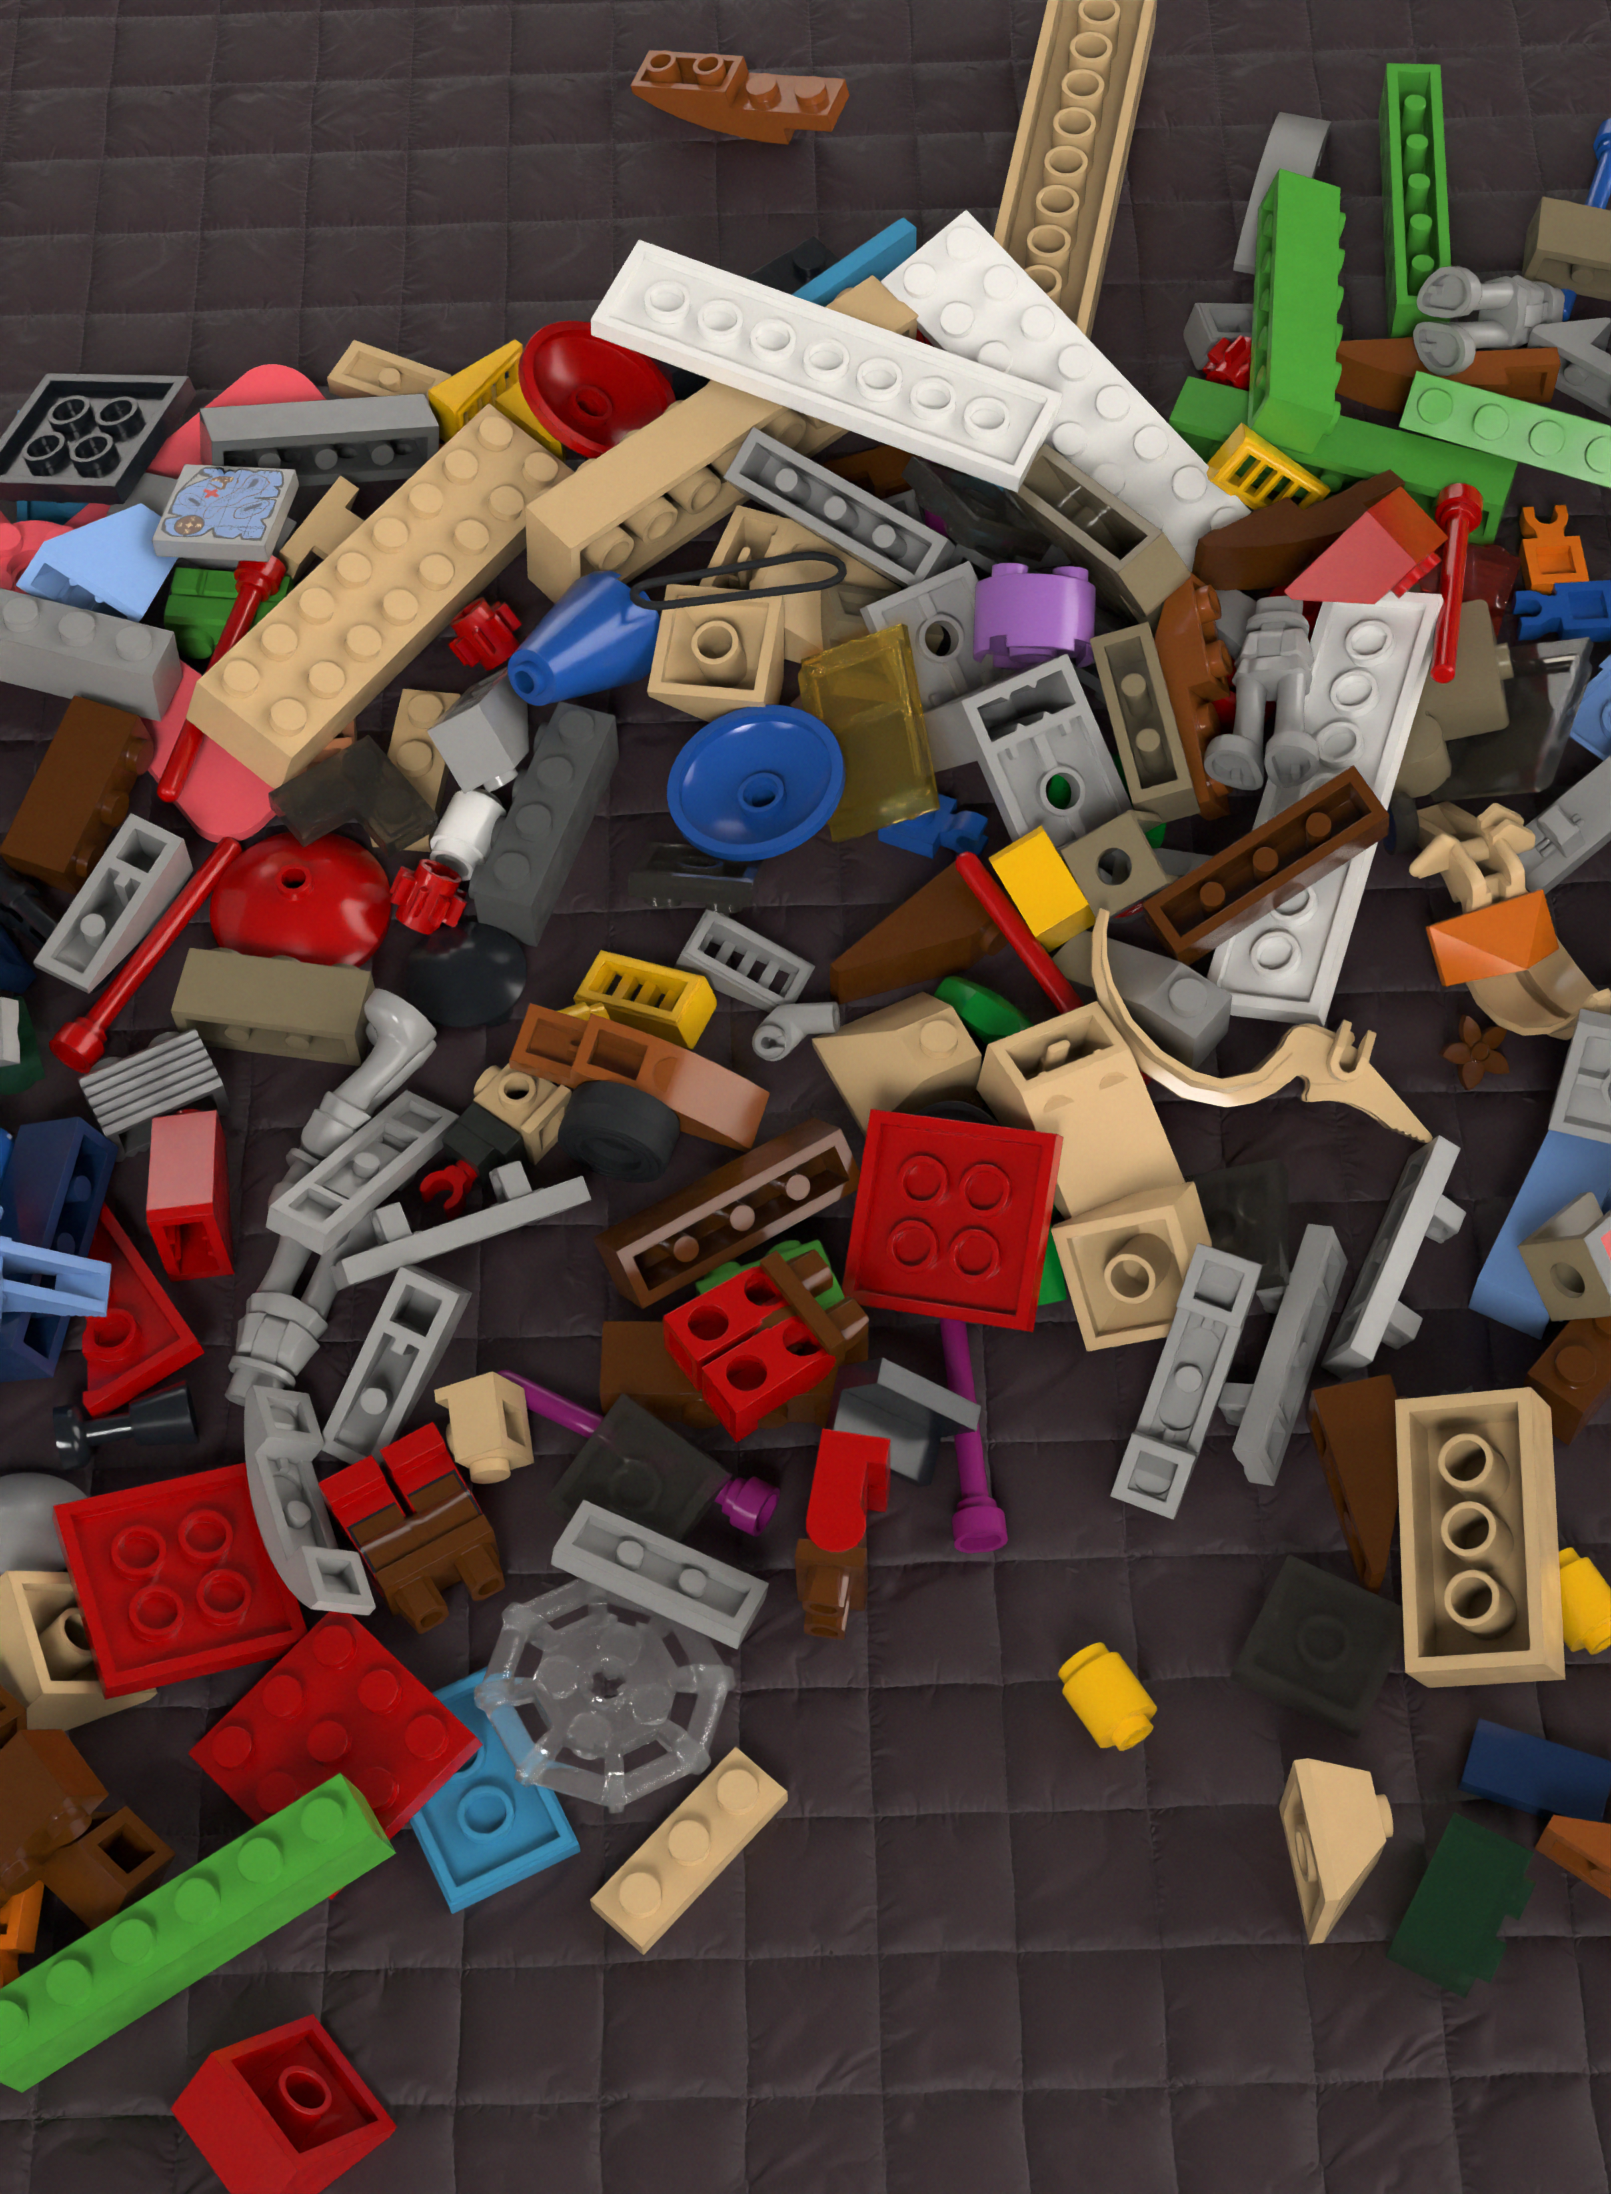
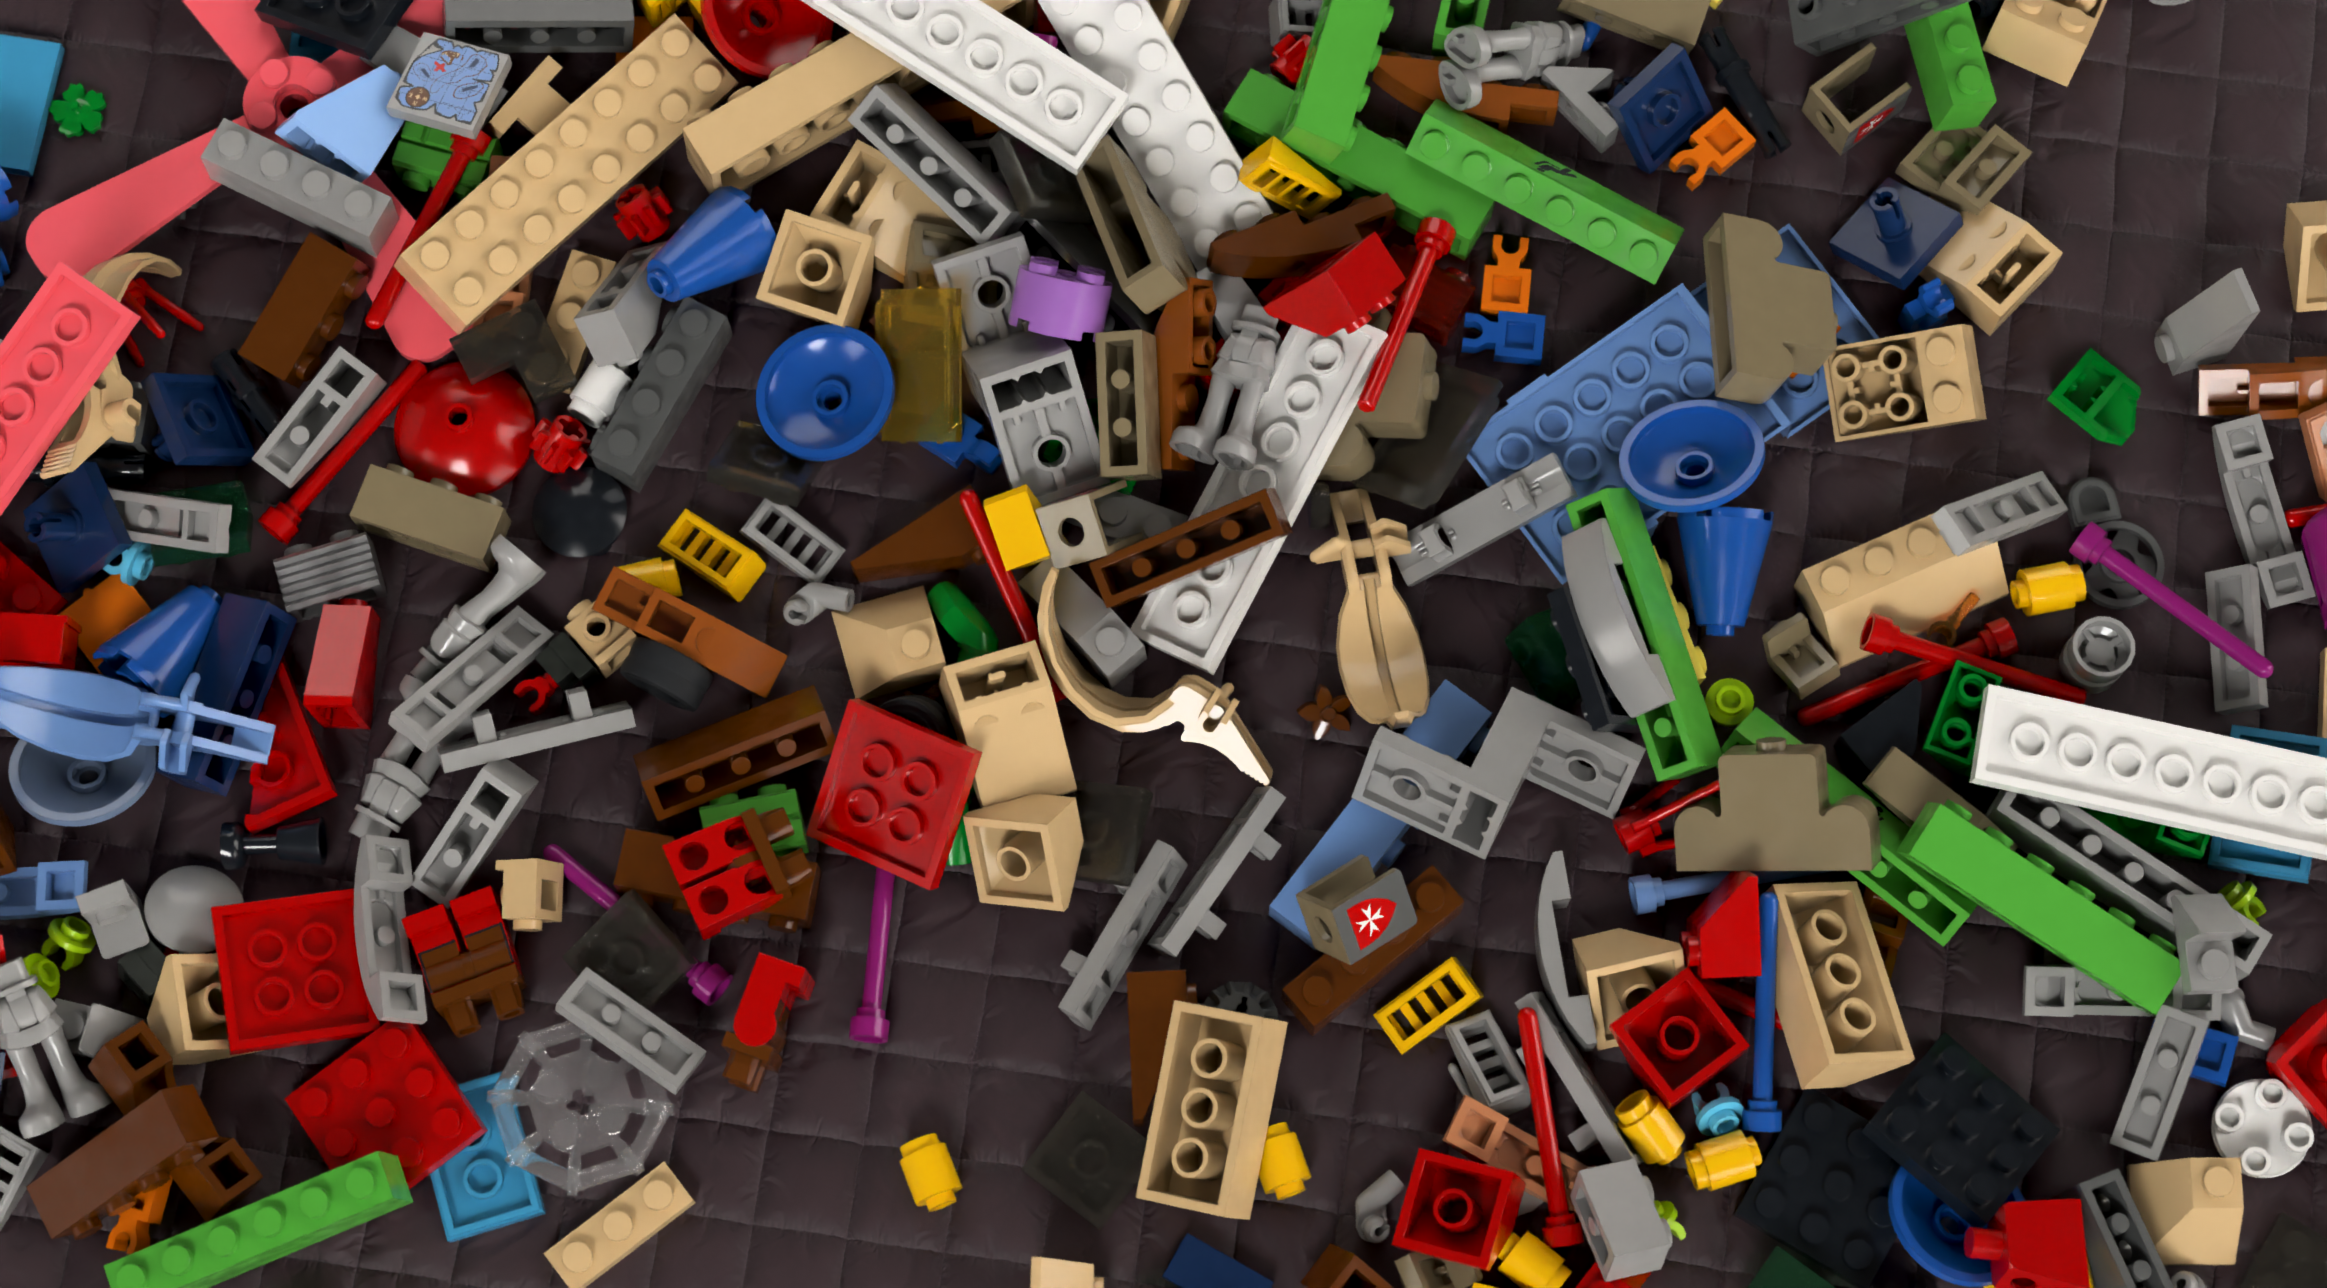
camera: 10 degrees right, 15 degrees up
(741, 595) = (839, 202): black piece -> none
(900, 1405) = (819, 943): black panel -> none
(1187, 1381) = (1037, 950): light grey slope -> none
(1493, 939) = (1361, 627): orange slope -> none

